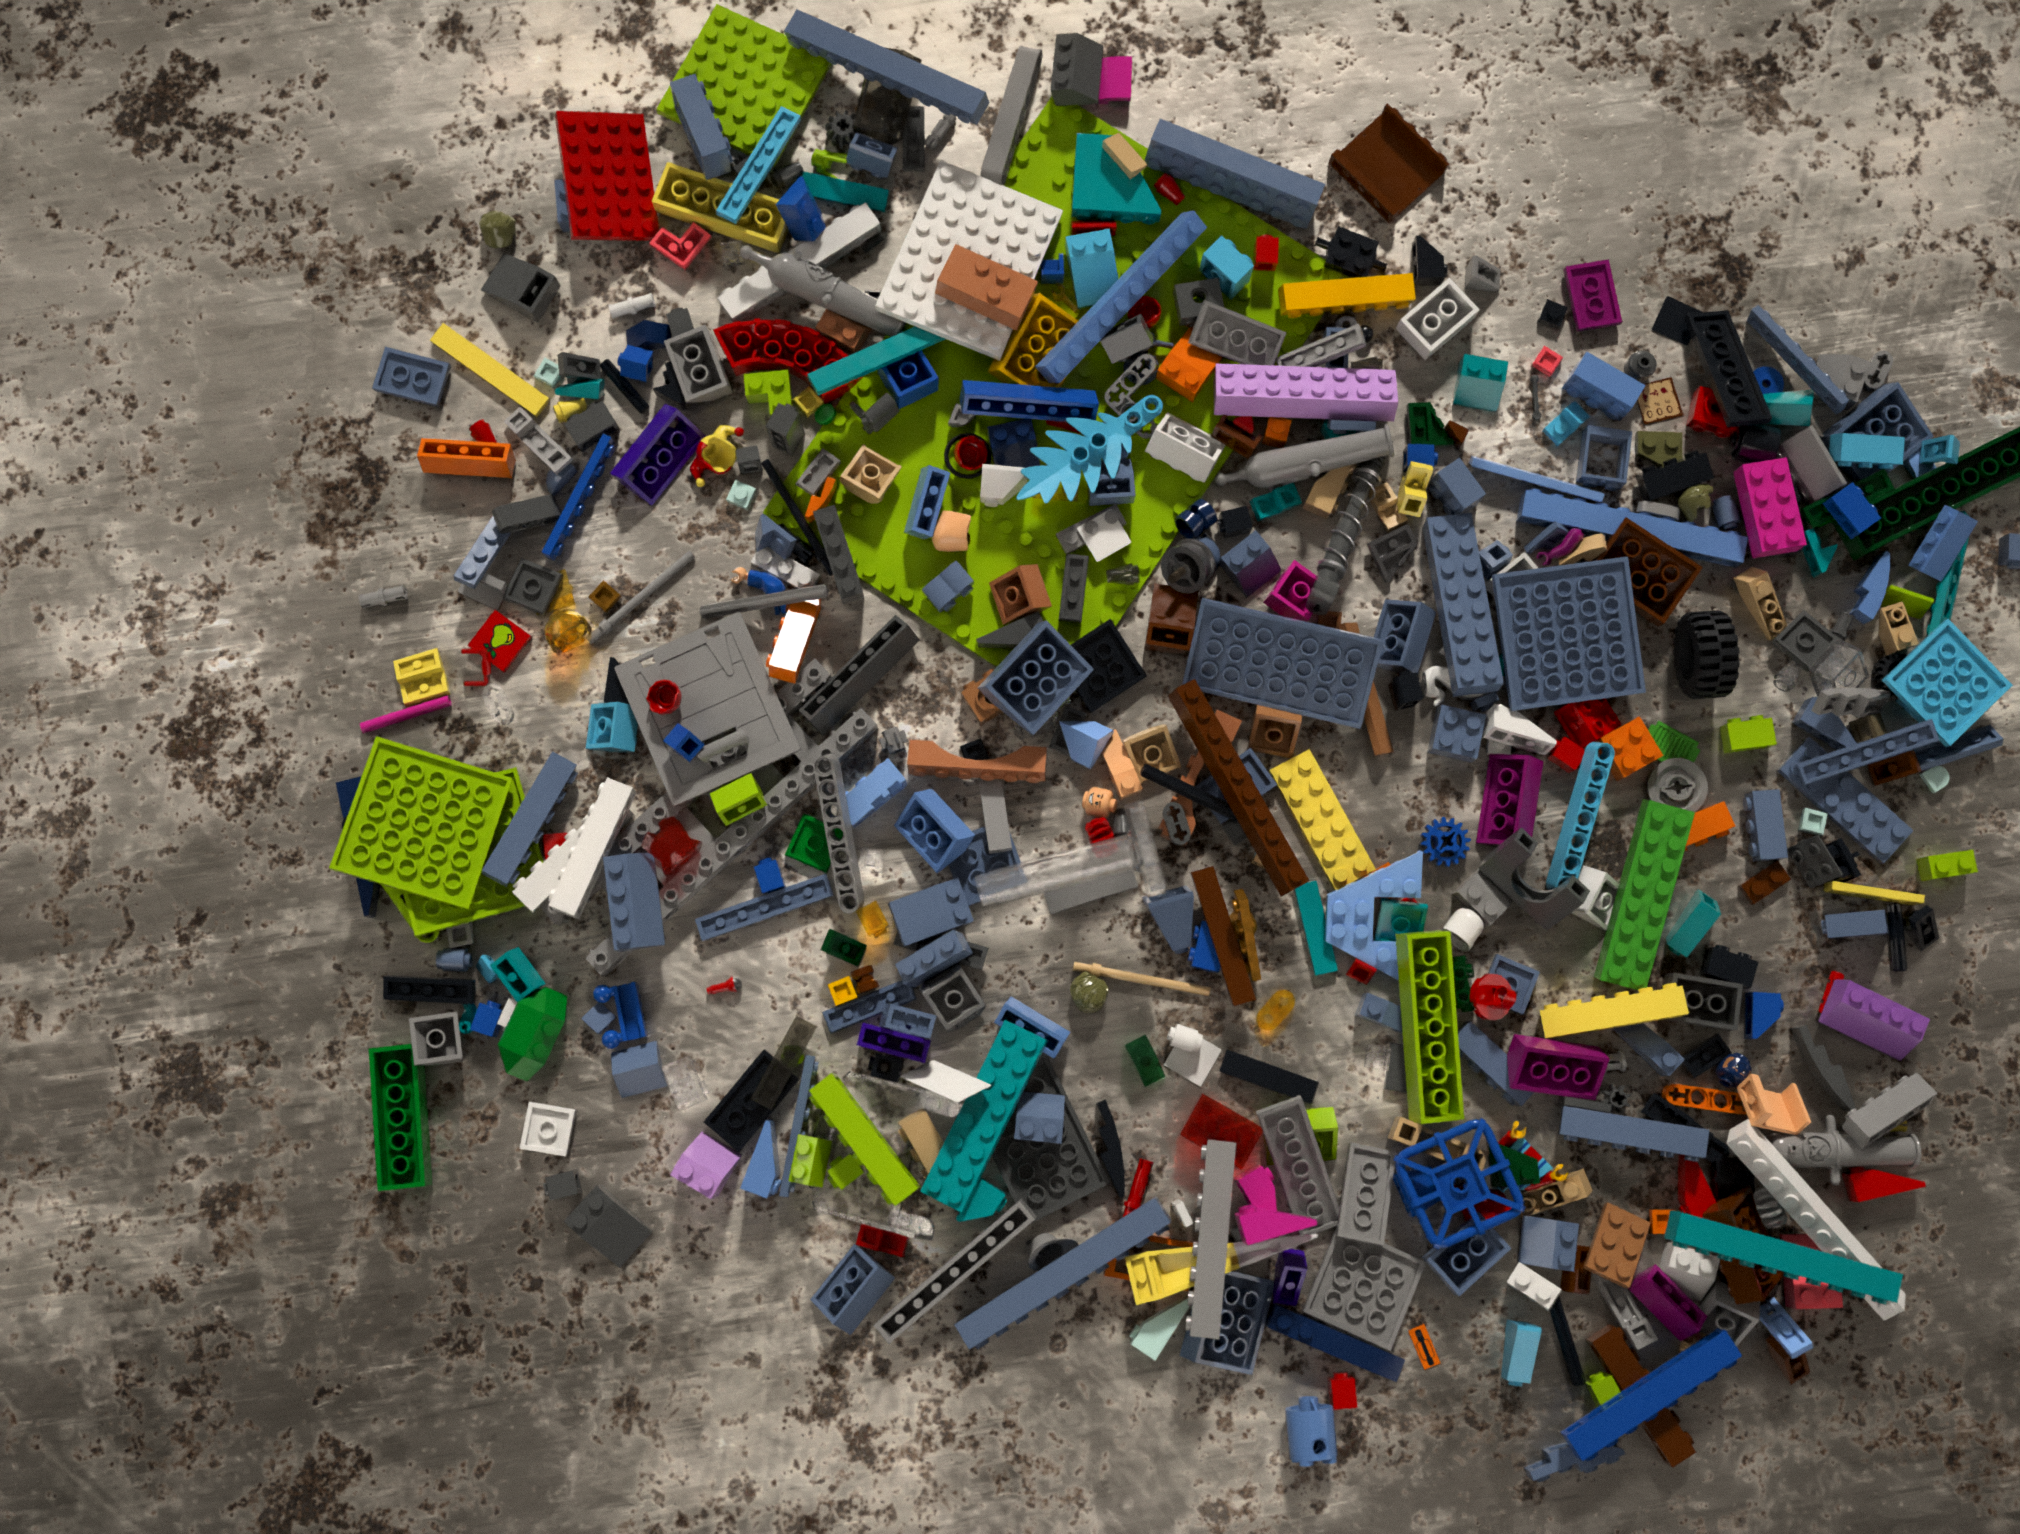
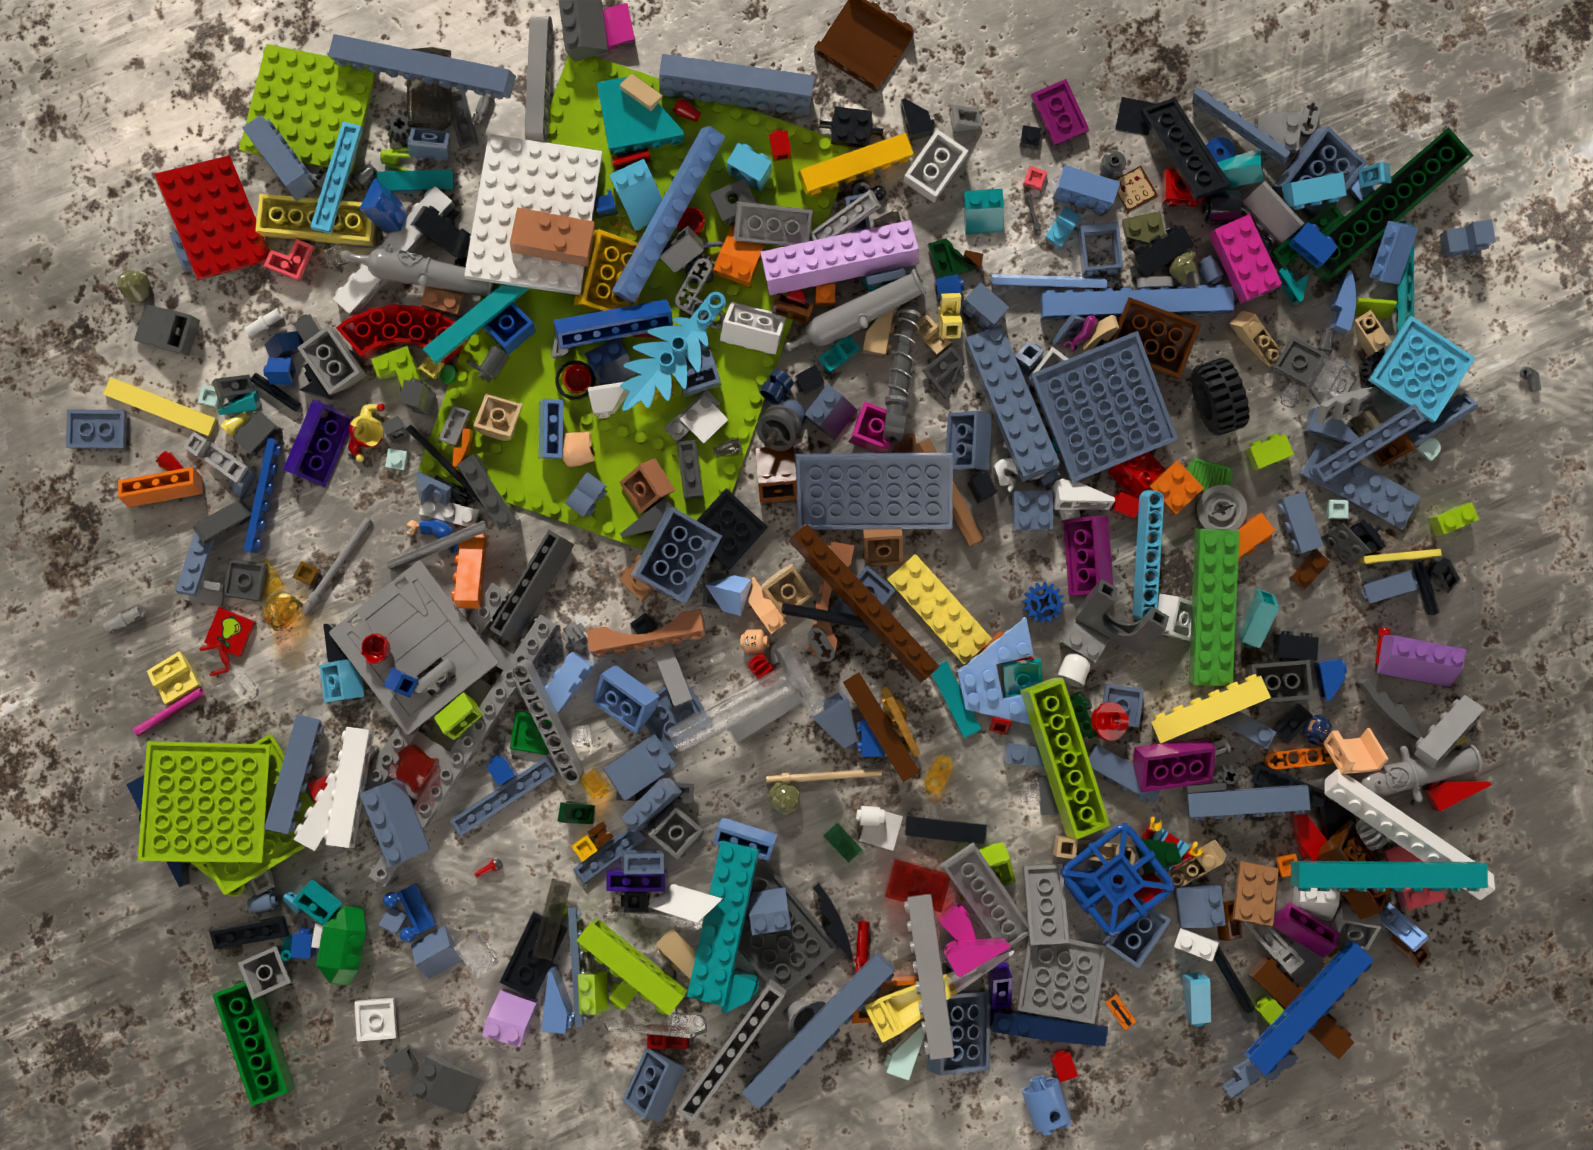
camera: 10 degrees left, 5 degrees up
(860, 254) = (442, 231): none -> black brick
(1182, 1213) = (901, 958): white tile -> none

